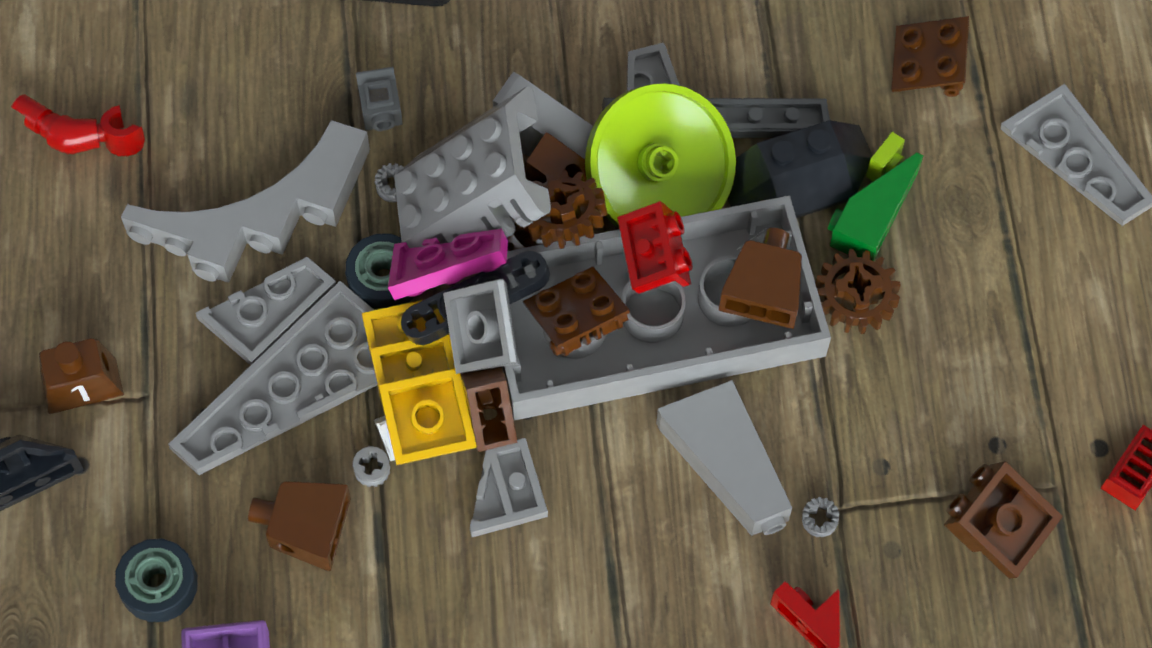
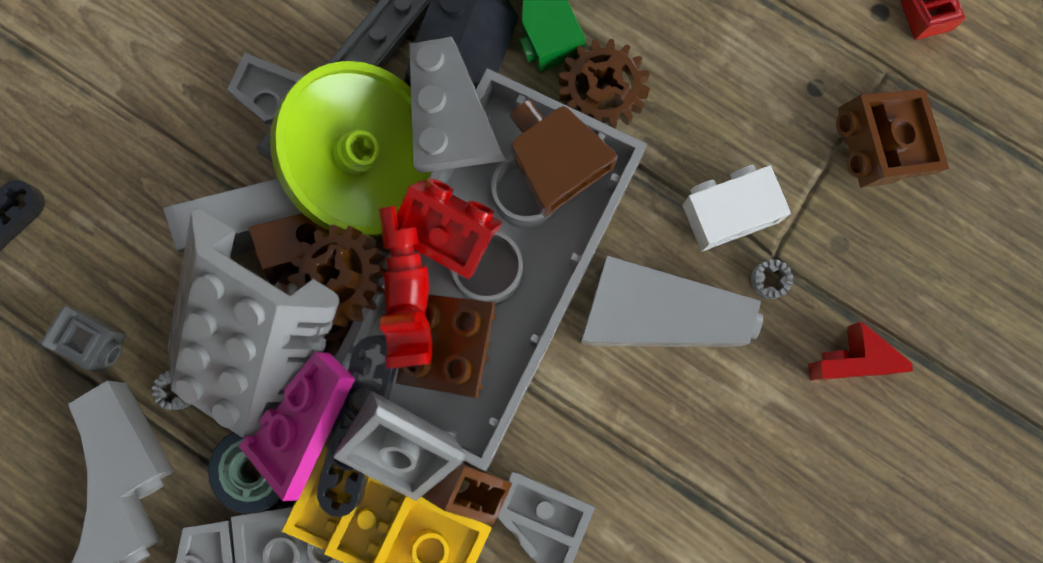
camera: 45 degrees left, 15 degrees up
(589, 253) = (405, 296): none -> red piece
(734, 192) = (446, 111): none -> light grey wing
(846, 444) = (735, 207): none -> white brick

